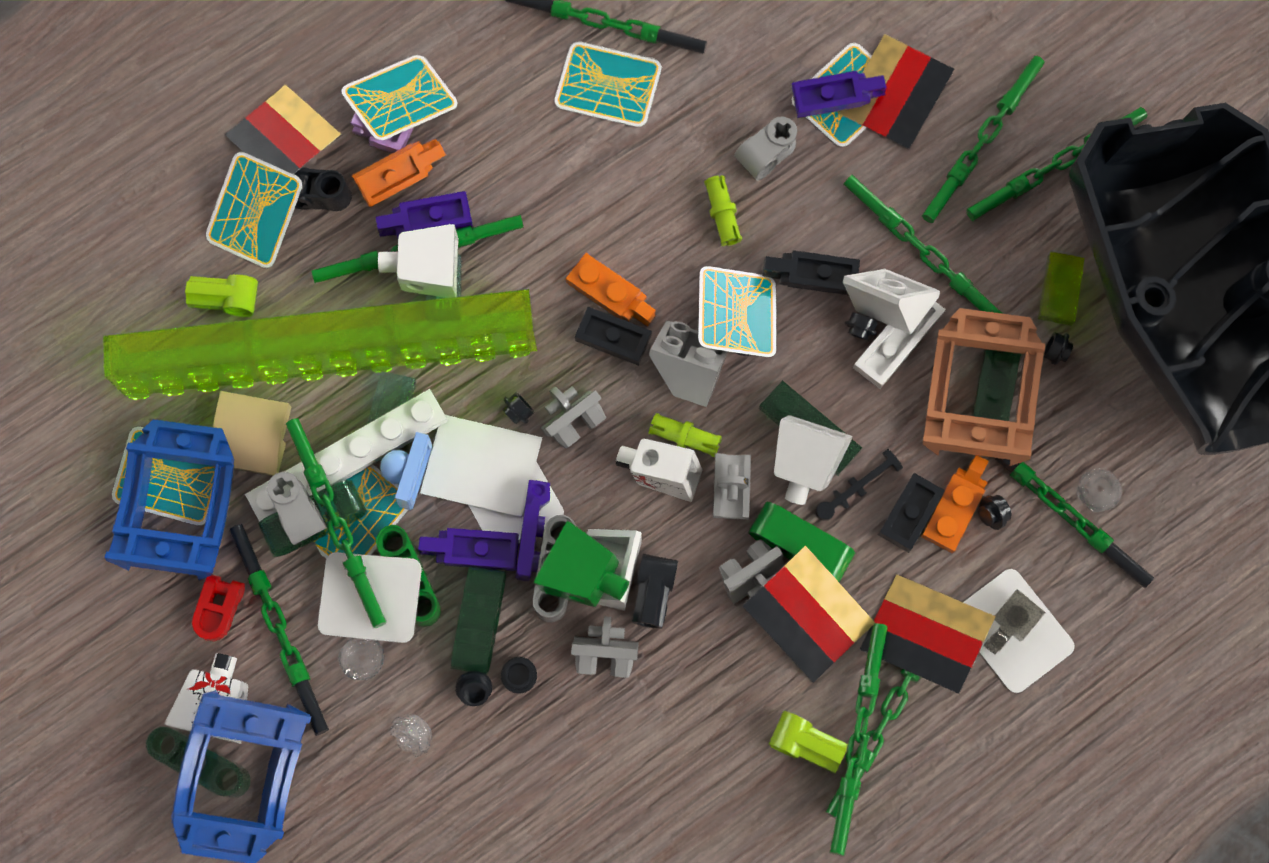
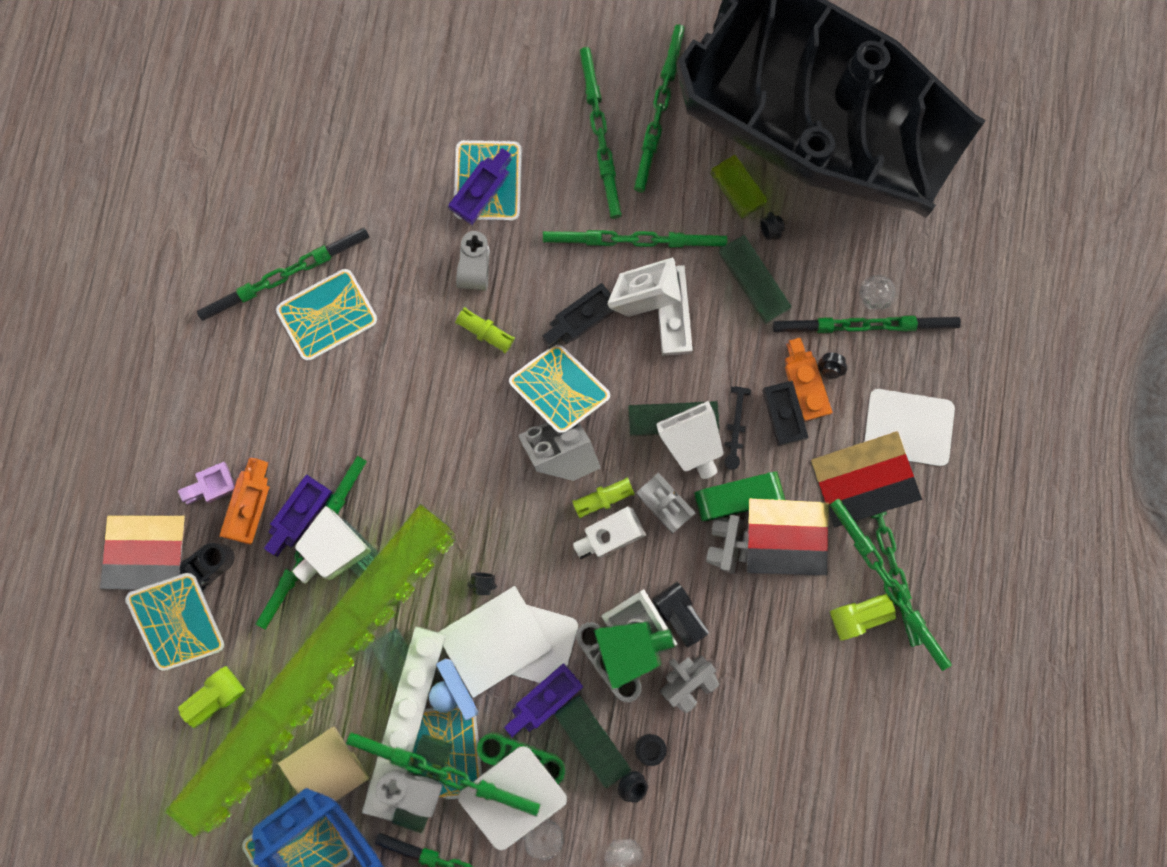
camera: 50 degrees left, 5 degrees up
(399, 97) = (197, 453): teal sticker -> none
(533, 526) = (567, 650): dark purple hinge -> none
(586, 407) = (515, 554): light grey hips -> none
(610, 290) = (464, 450): orange hinge -> none
(613, 336) = (496, 477): black plate -> none
(861, 326) = (643, 324): black plate -> none
(911, 92) = (526, 139): sticker -> none
(979, 434) = (782, 325): nougat wedge -> none
(1015, 619) = (908, 419): clear smoke plate -> none

